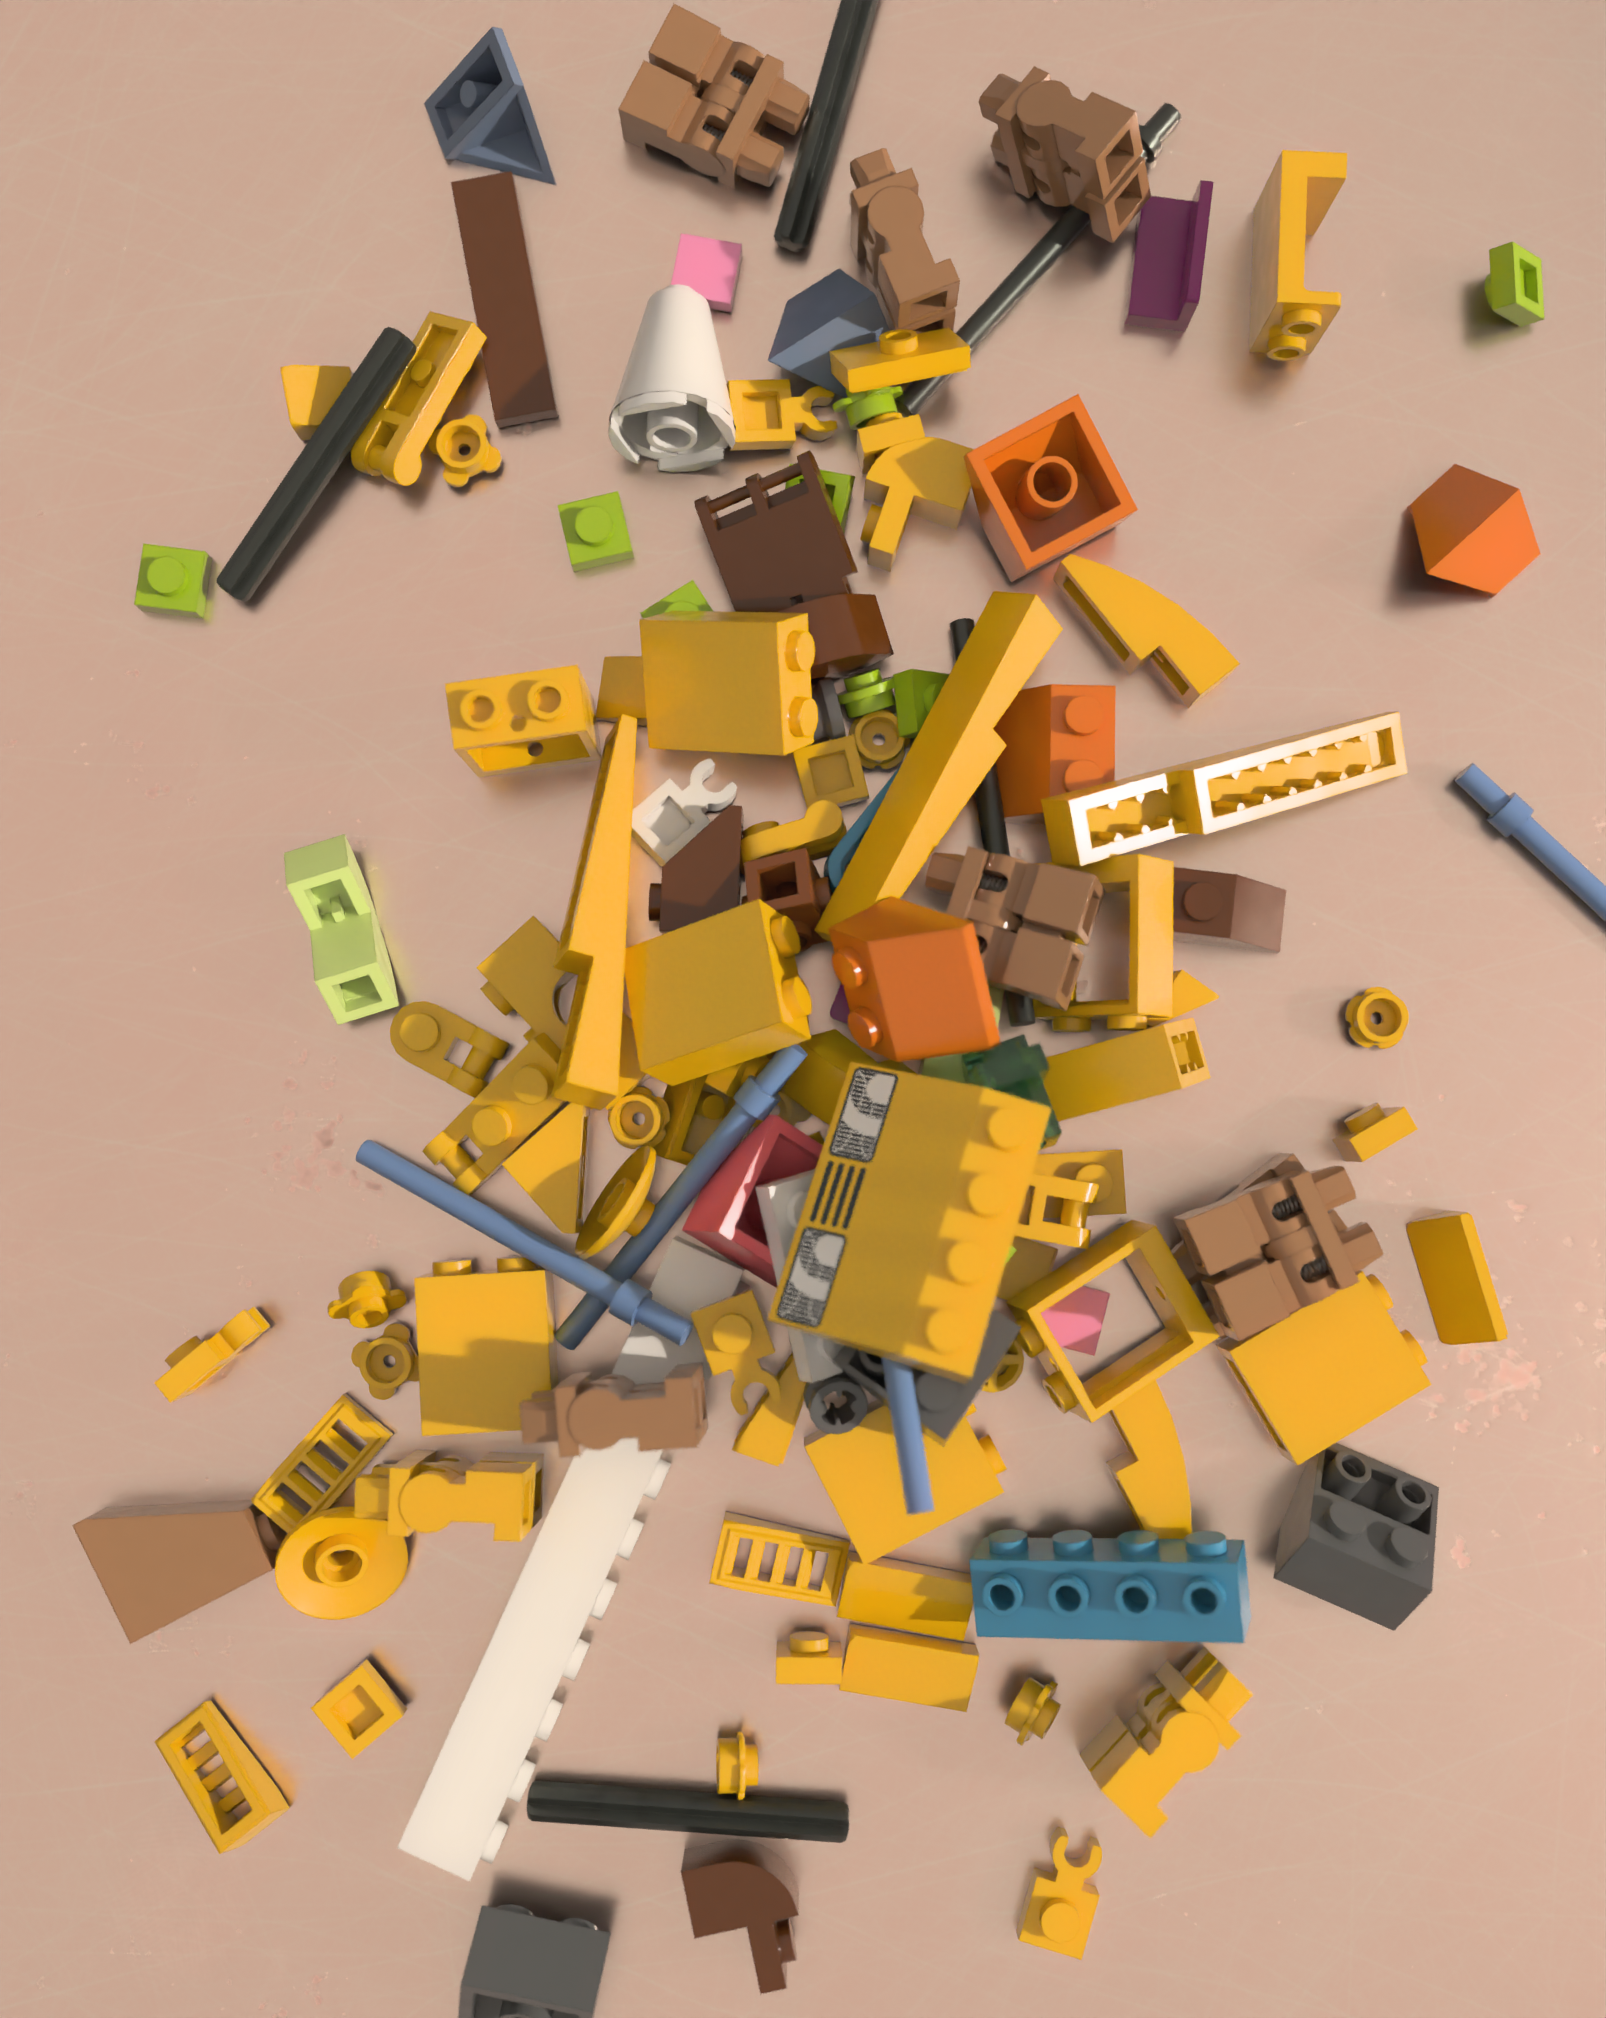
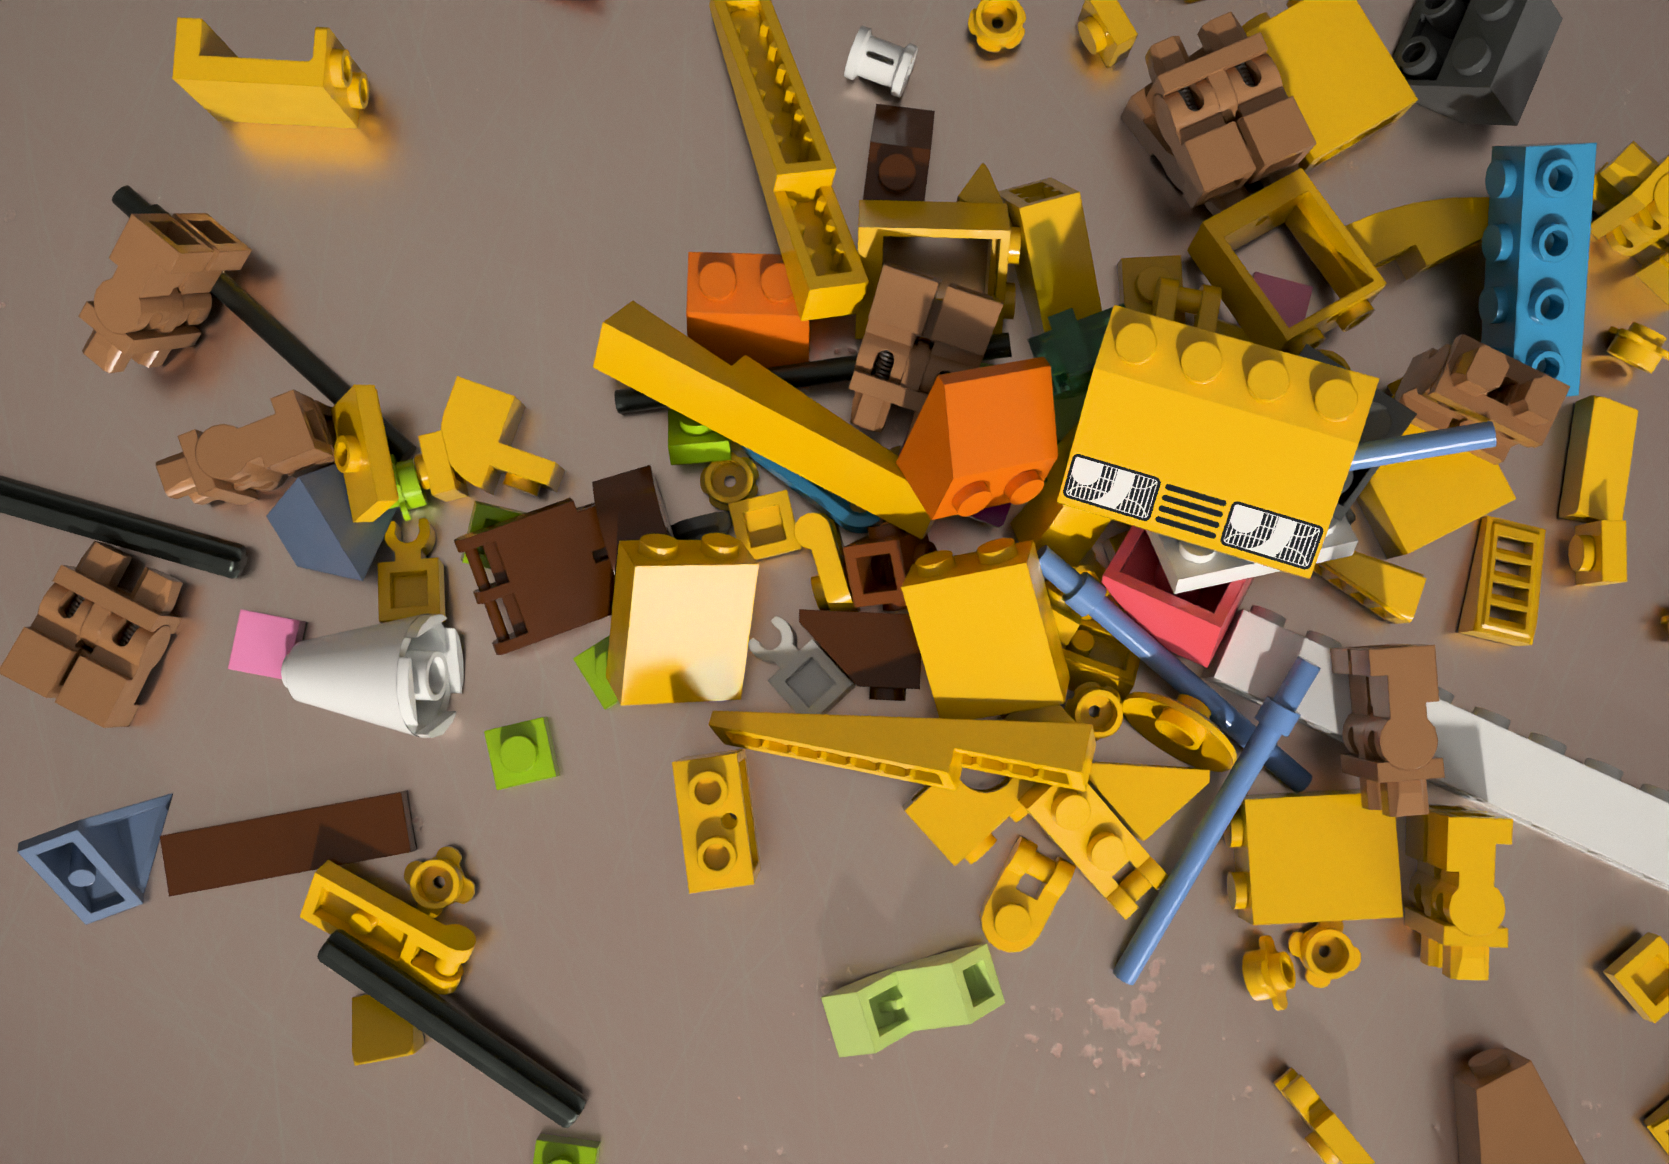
camera: 90 degrees left, 0 degrees up
(281, 1507) = (1467, 1050): yellow slope -> none
(344, 1582) = (1523, 1000): yellow dish -> none
(622, 689) = (679, 726): yellow slope -> none
(735, 1340) = (1313, 616): yellow plate -> none
(836, 1419) = (1381, 520): dark grey bush -> none
(867, 693) = (686, 490): lime plate -> none
(906, 1596) = (1537, 476): yellow slope -> none
(969, 1515) = (1478, 387): none -> medium nougat hips
(1046, 488) = (495, 313): orange slope -> none
(1146, 626) = (627, 225): yellow slope -> none
(1168, 260) = (268, 197): magenta panel -> none
(1346, 876) = (880, 61): none -> white bush

